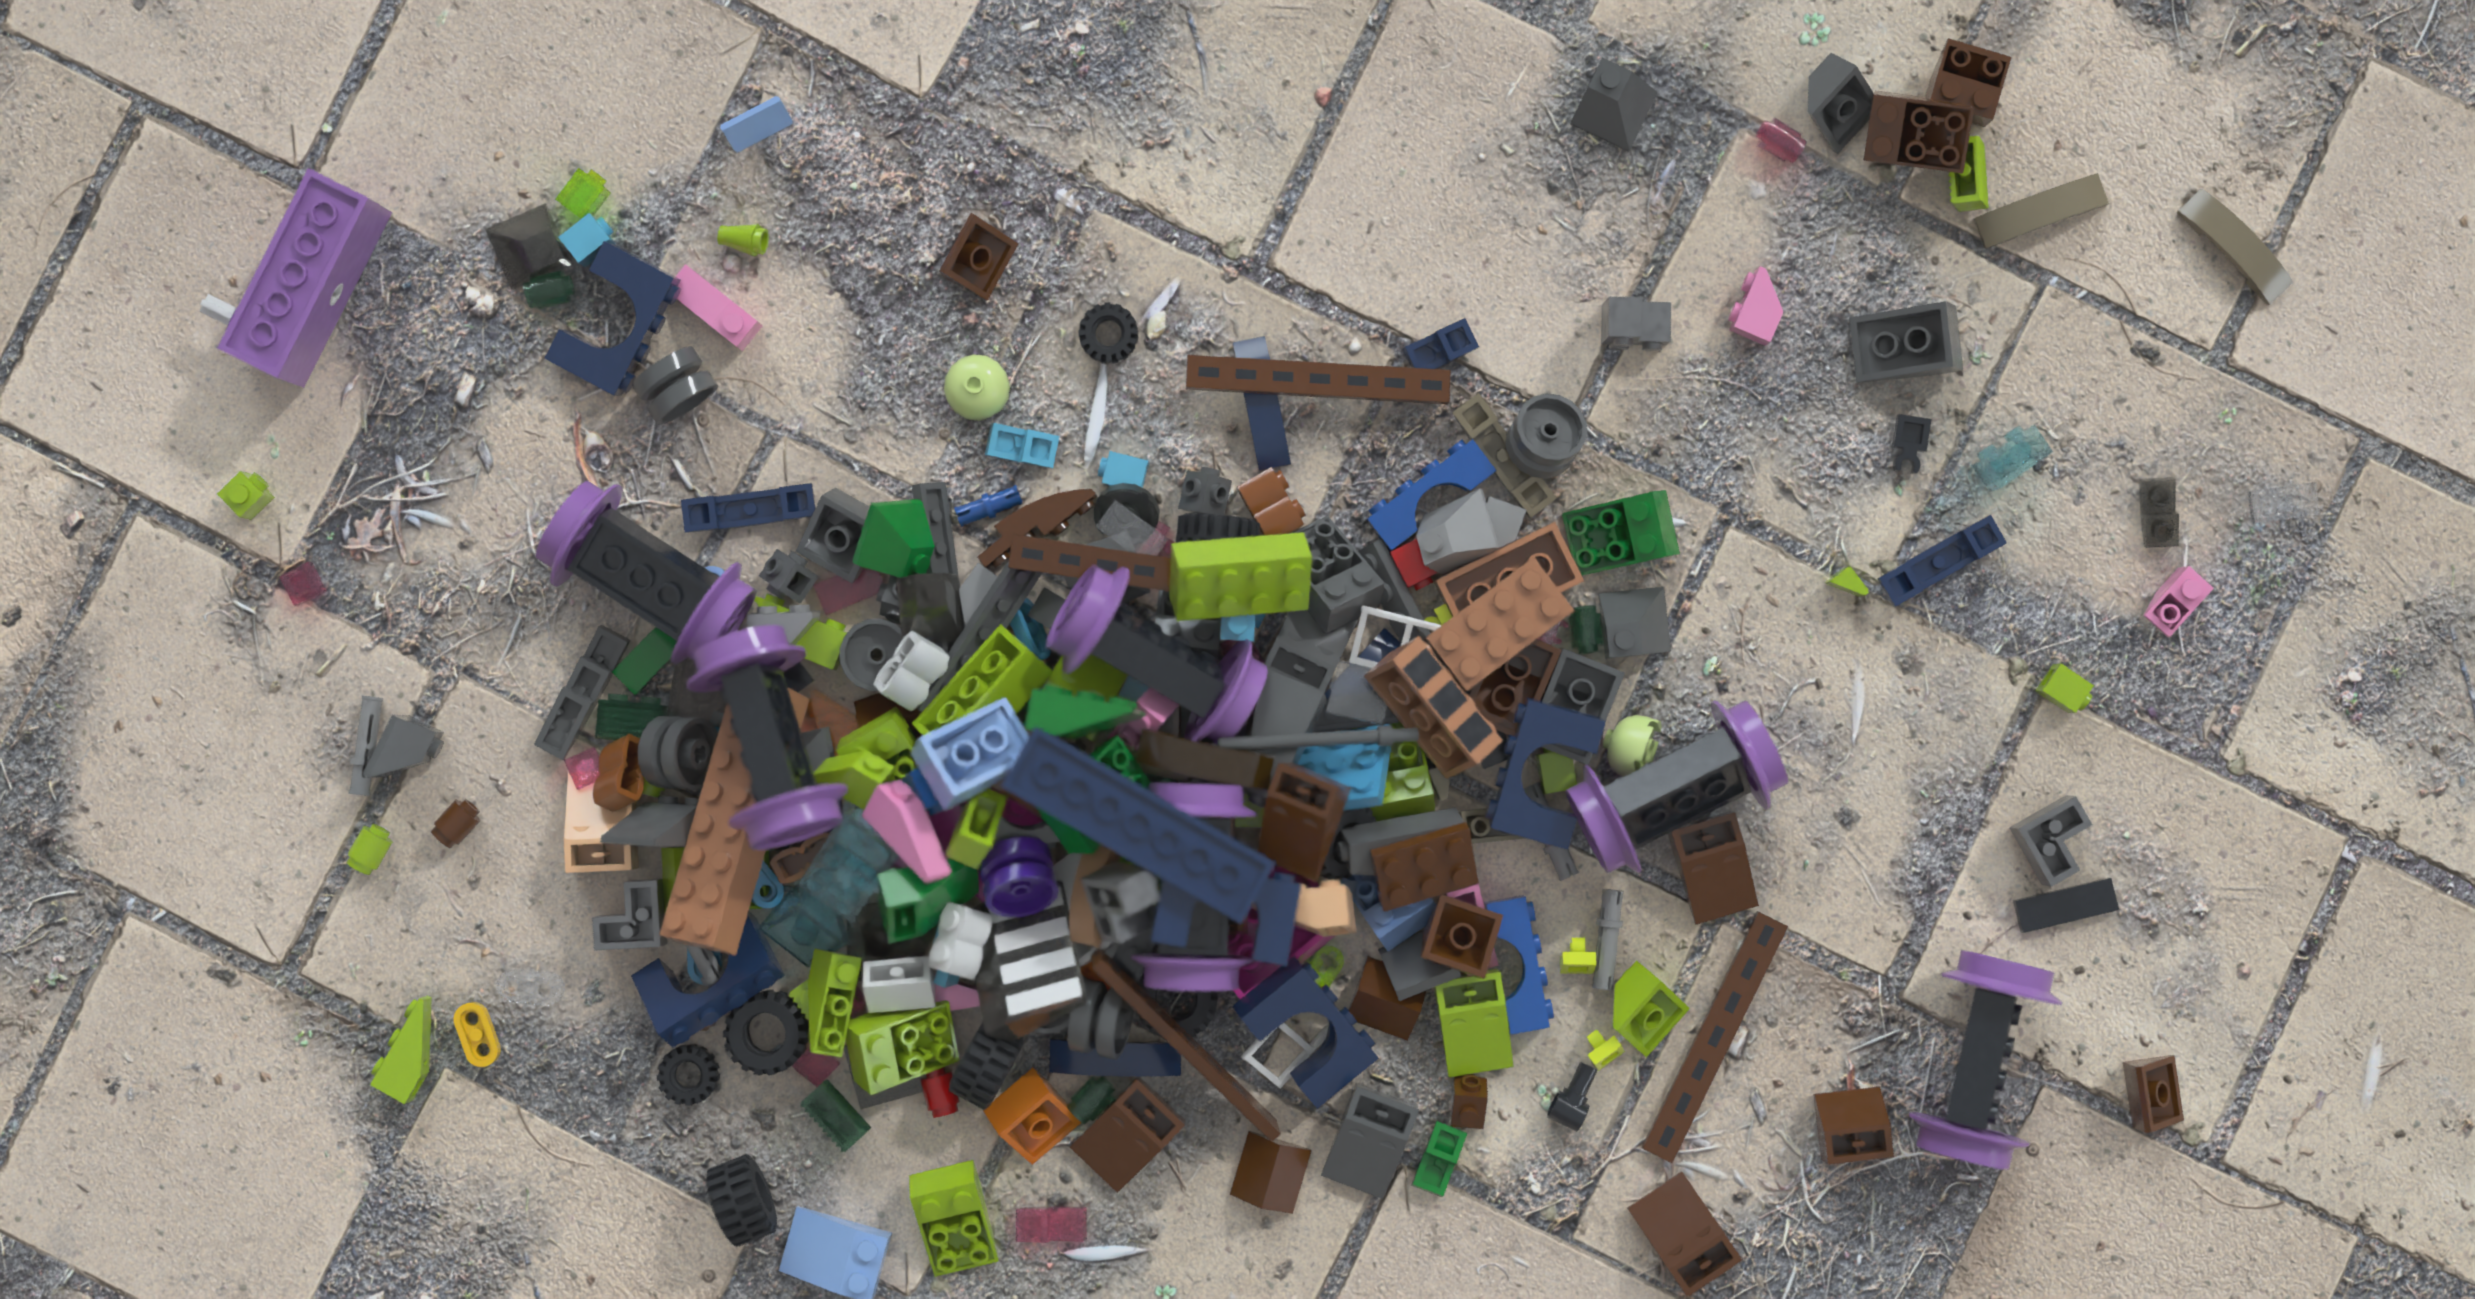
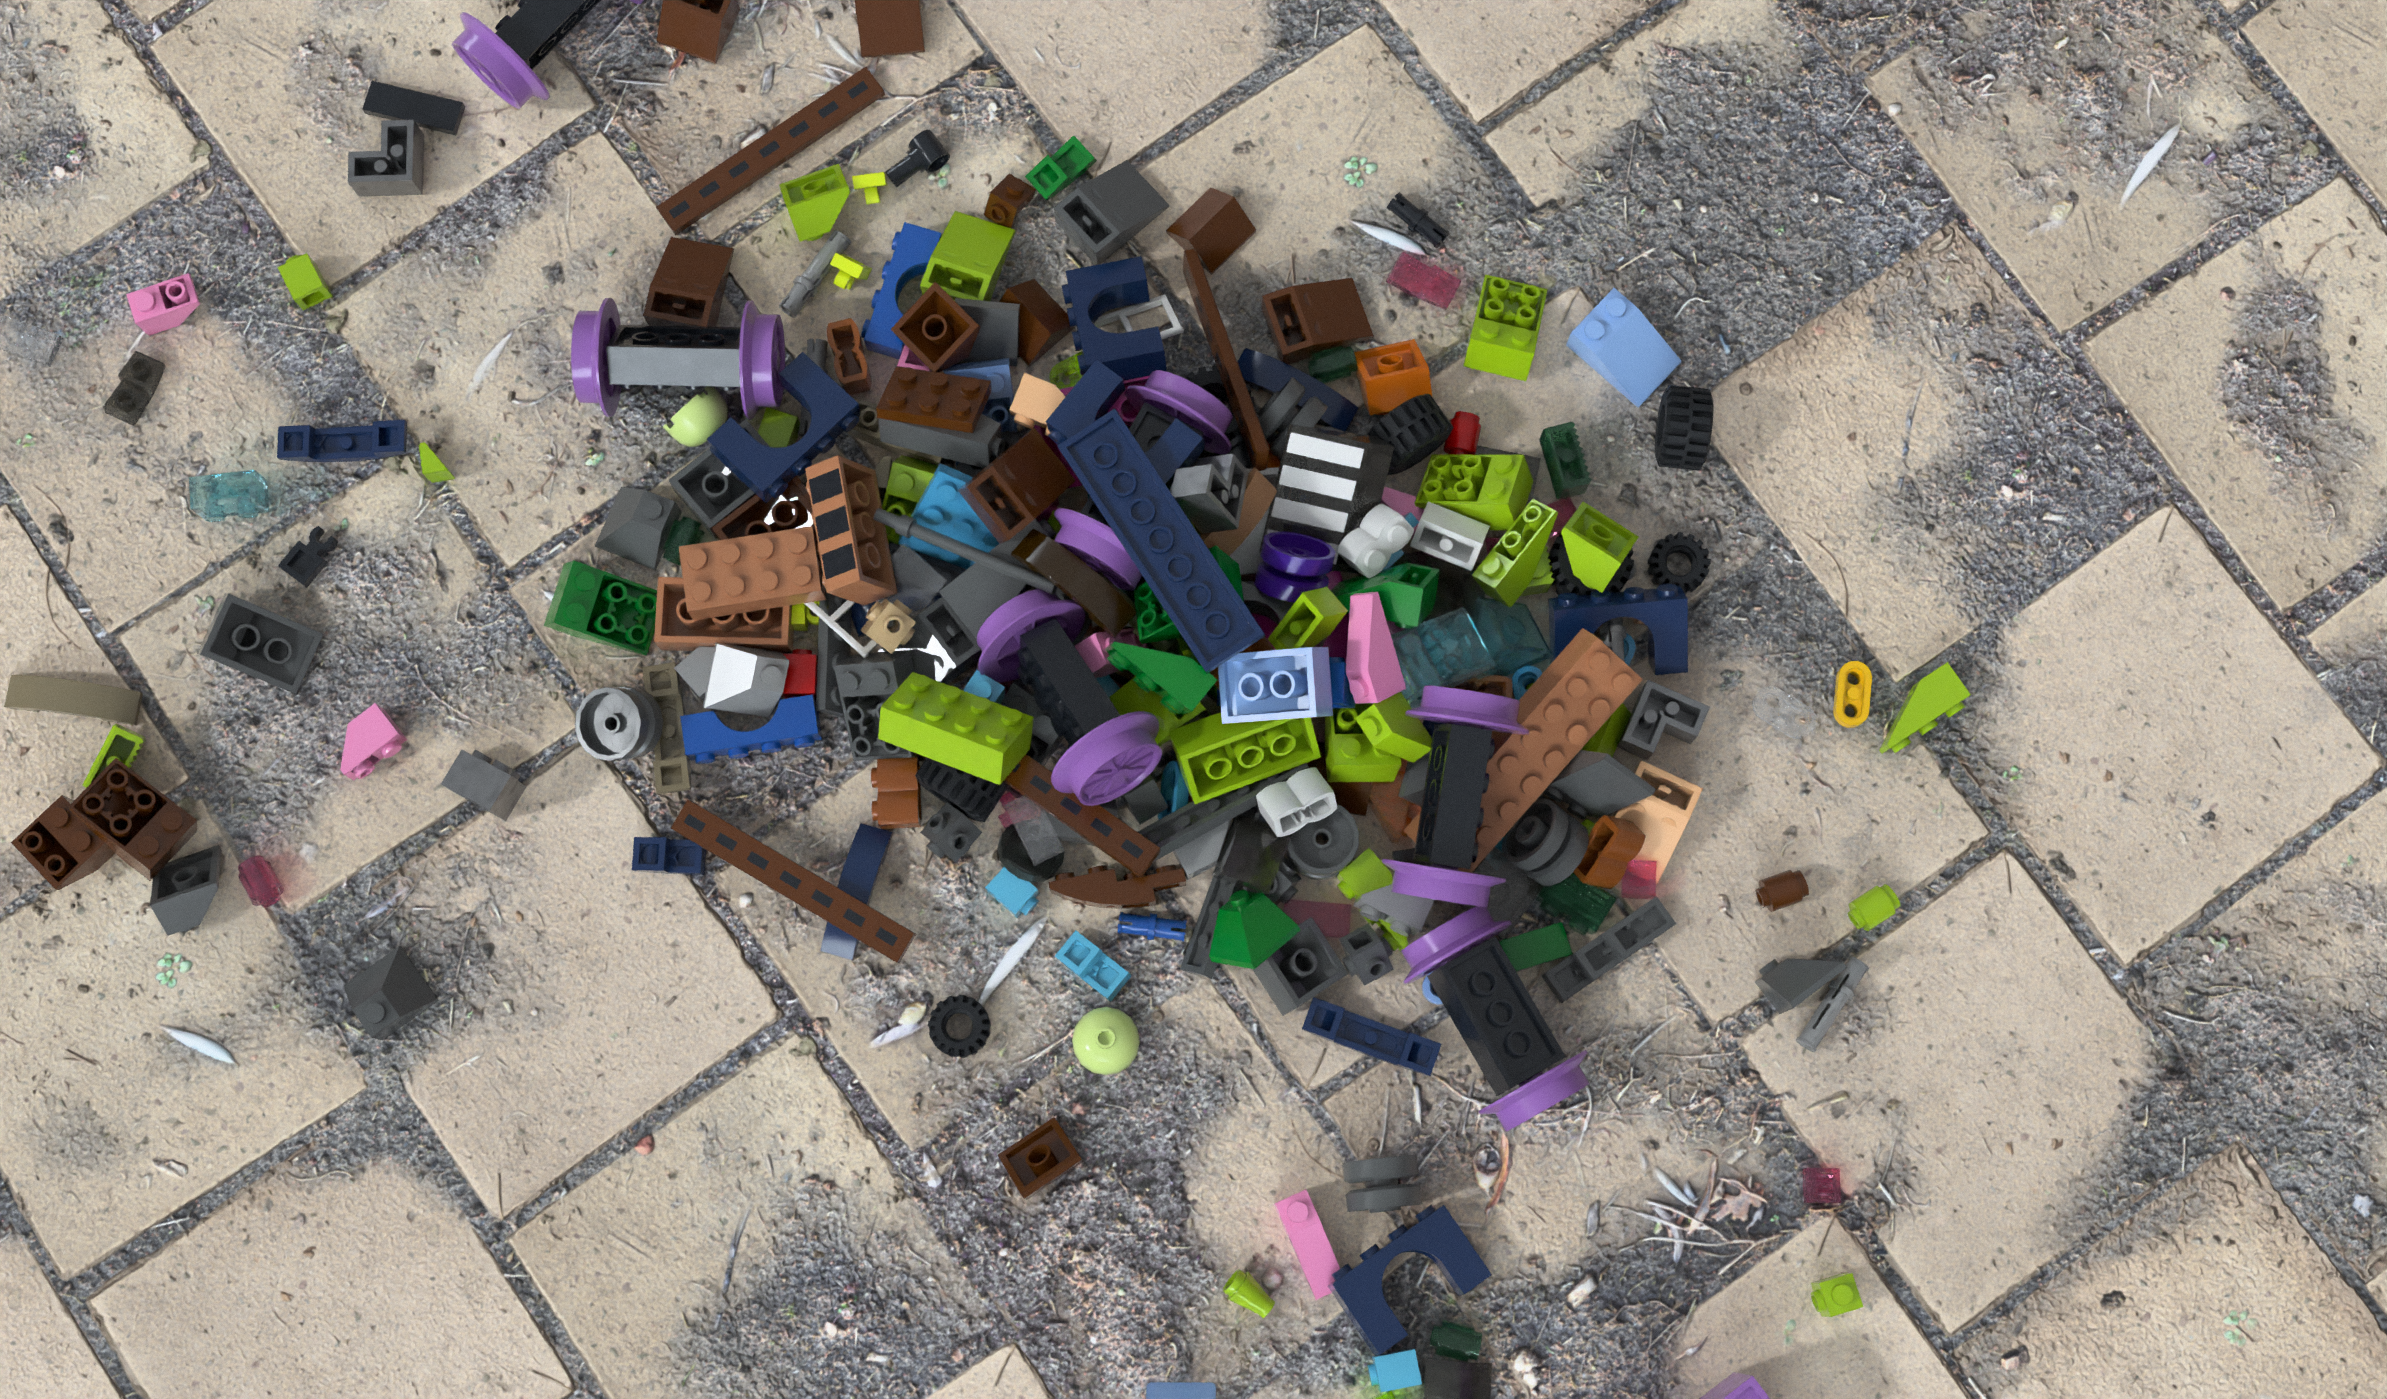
camera: 155 degrees left, 10 degrees down
(762, 1043) = (1595, 546): none -> lime slope
(1085, 1280) = (1417, 220): none -> black pin
(1353, 642) = (897, 633): none -> tan brick
(1525, 868) = (849, 356): none -> dark orange brick

